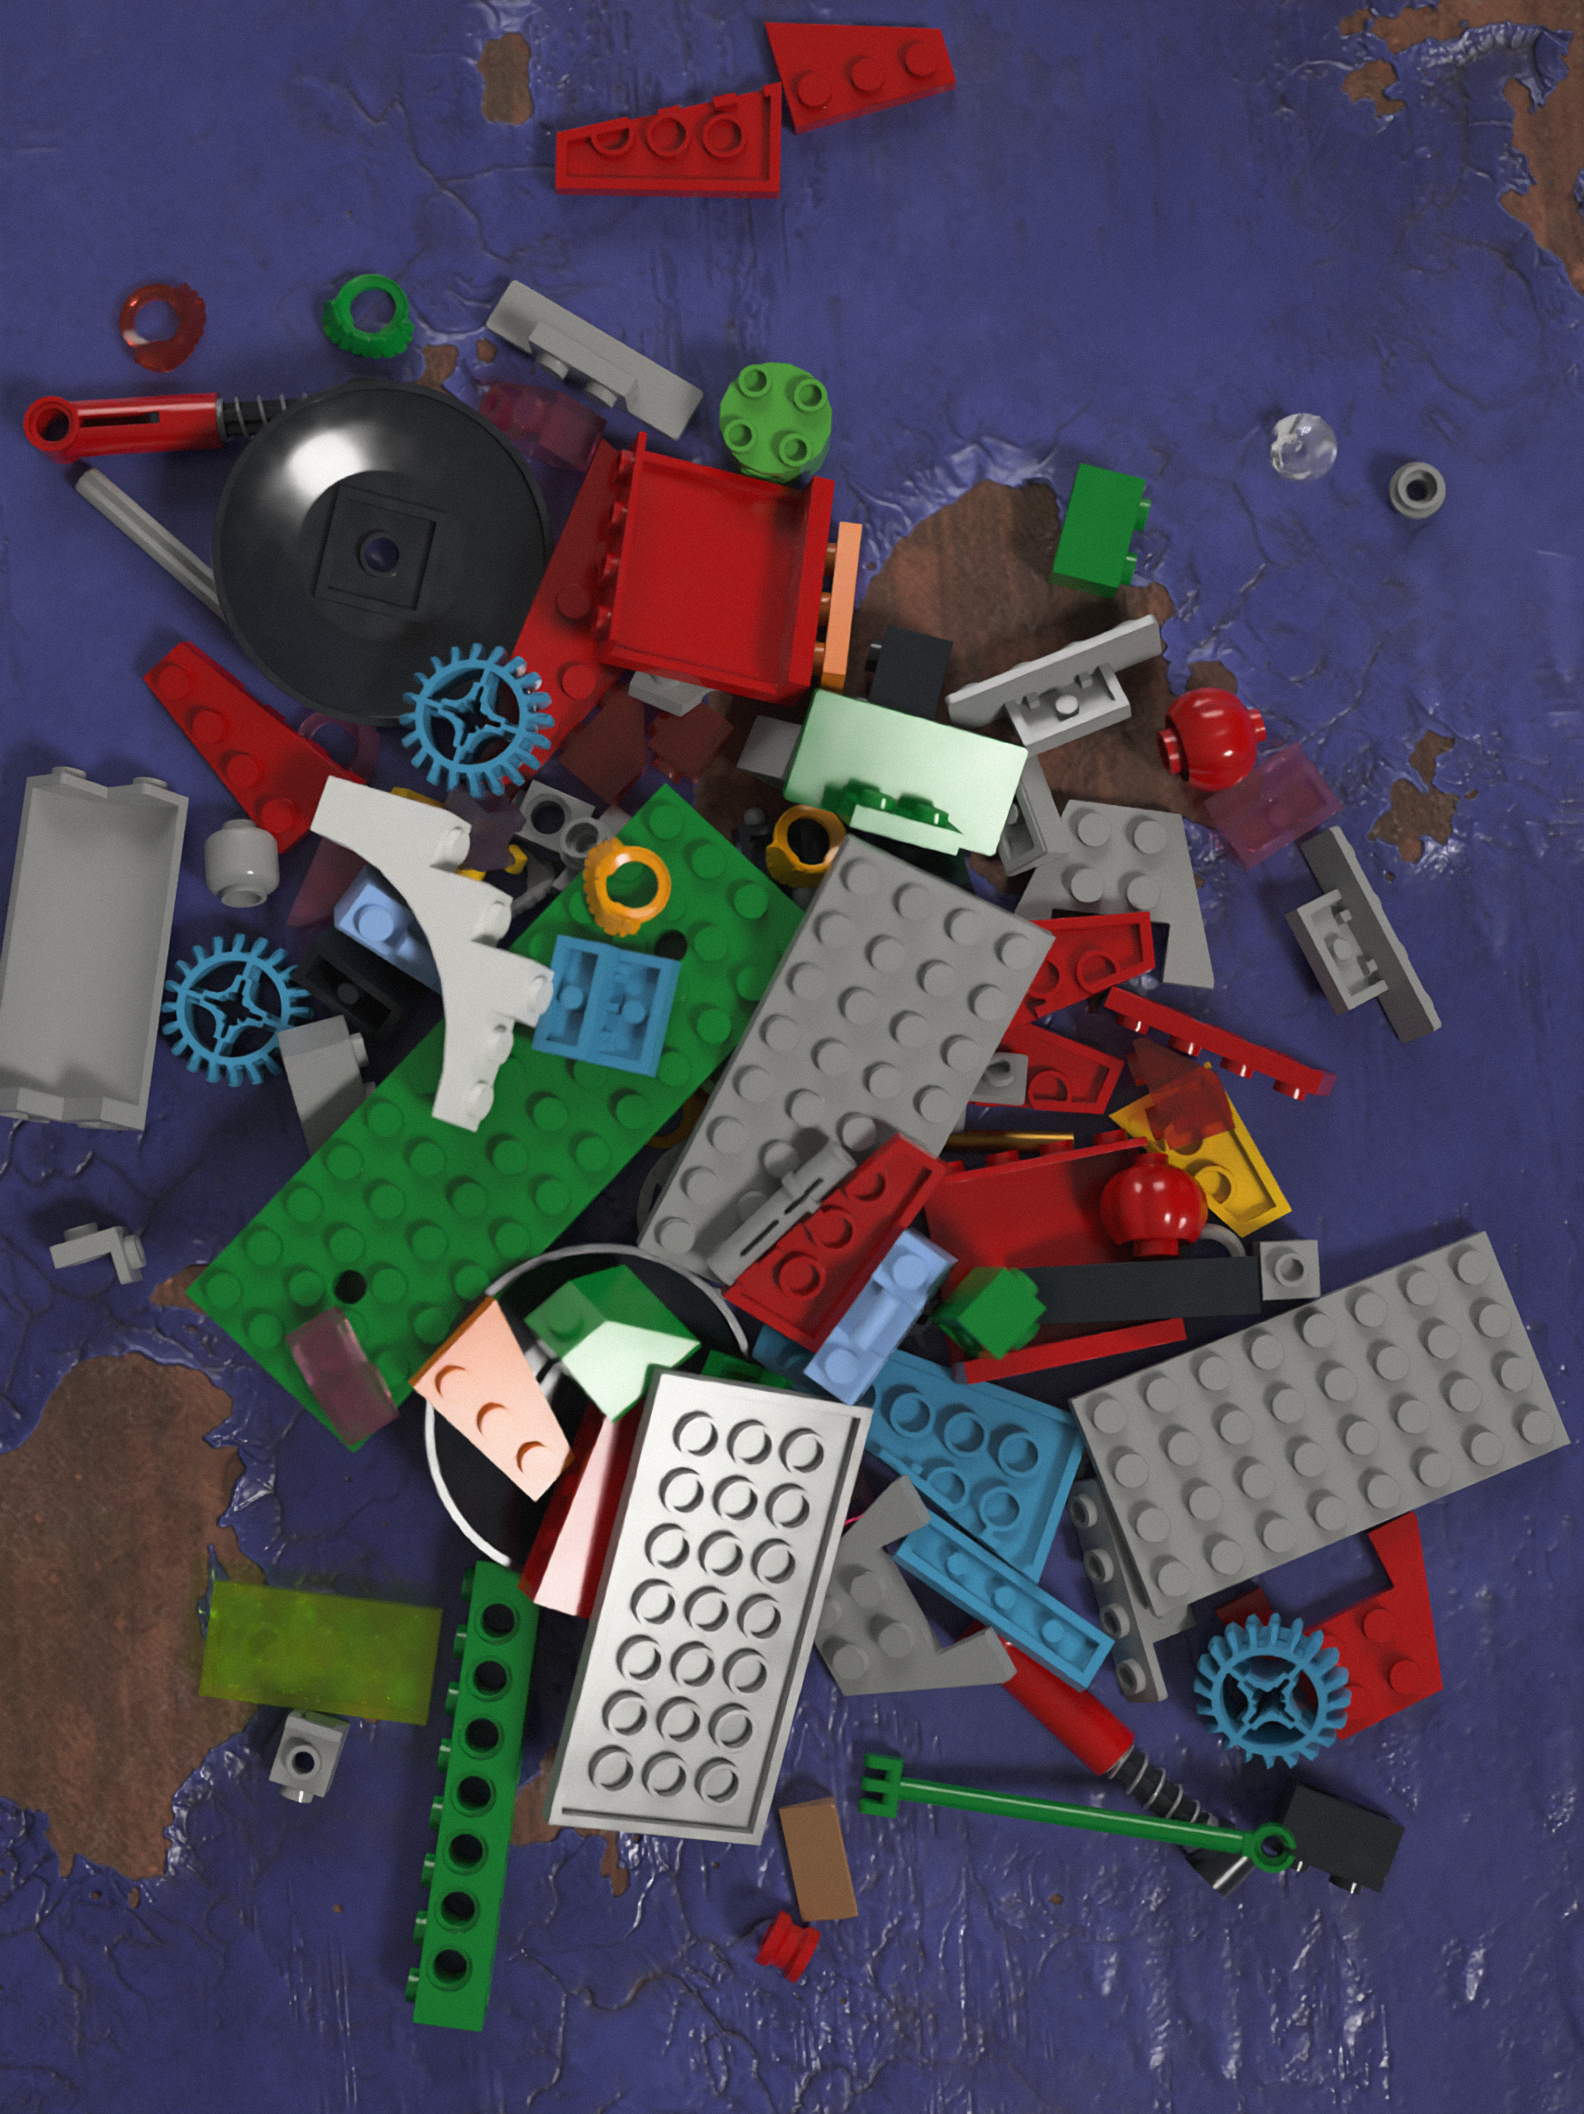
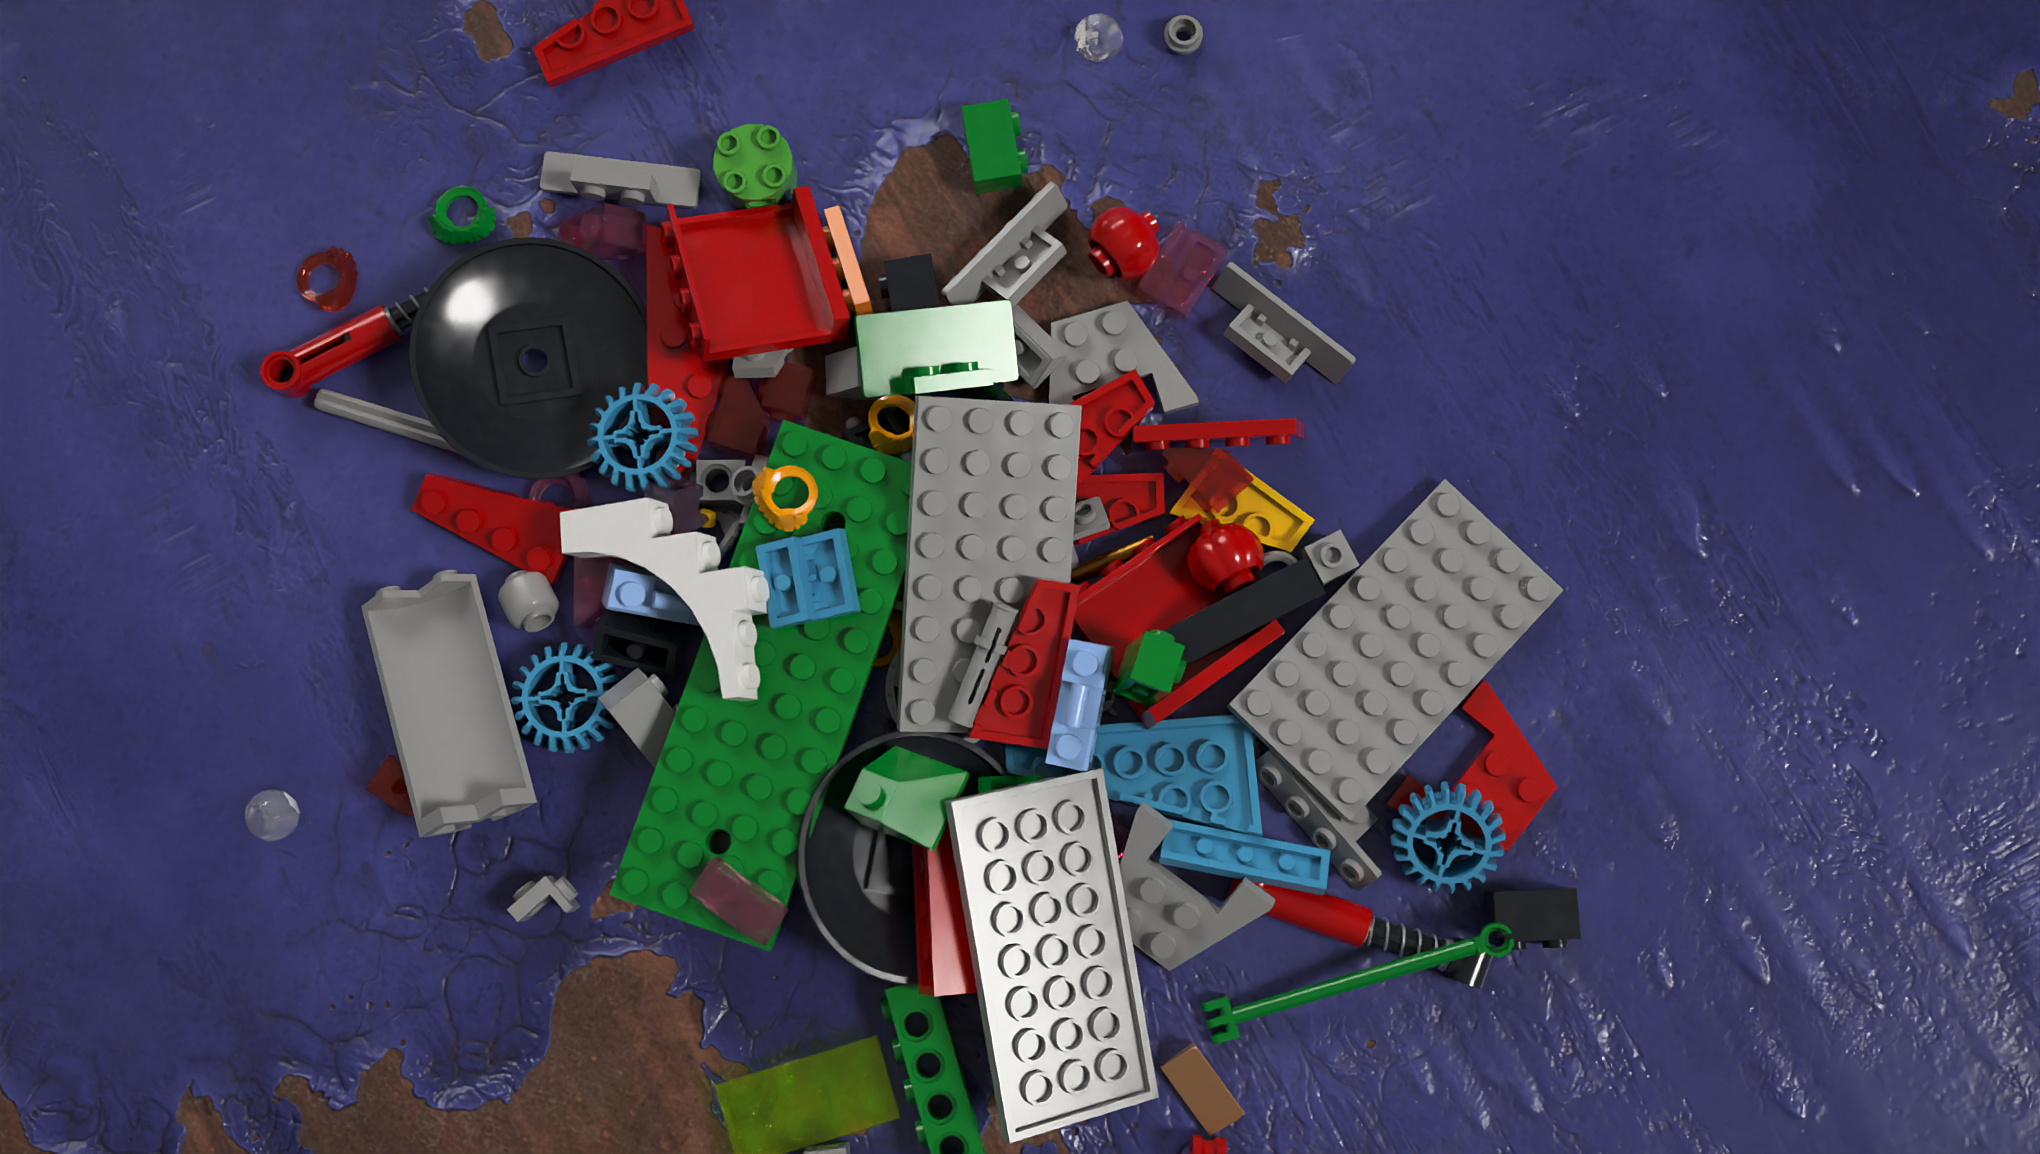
camera: 25 degrees left, 5 degrees down
(495, 1400) = (849, 873): wing -> none

